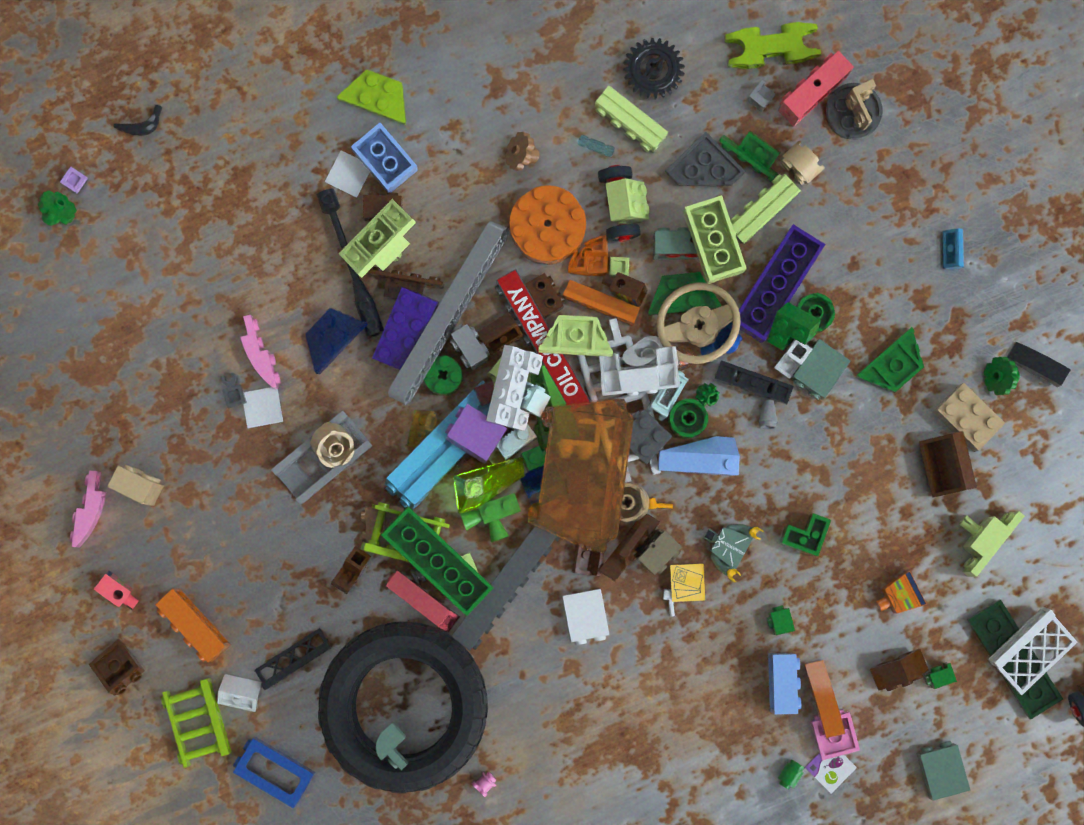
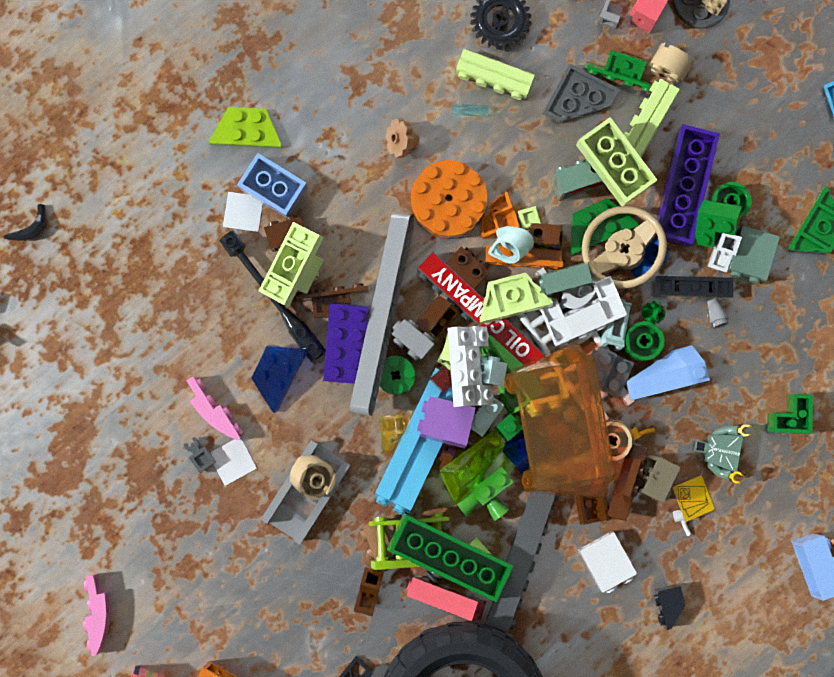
camera: 10 degrees left, 0 degrees up
(136, 484) = (135, 577): tan brick -> none
(596, 281) = (516, 240): none -> light aqua helmet
(625, 201) = (516, 154): yellowish green brick -> none
(632, 674) = (670, 604): none -> black slope
(633, 334) = (566, 278): none -> sand green brick
(780, 620) = (794, 506): green brick -> none

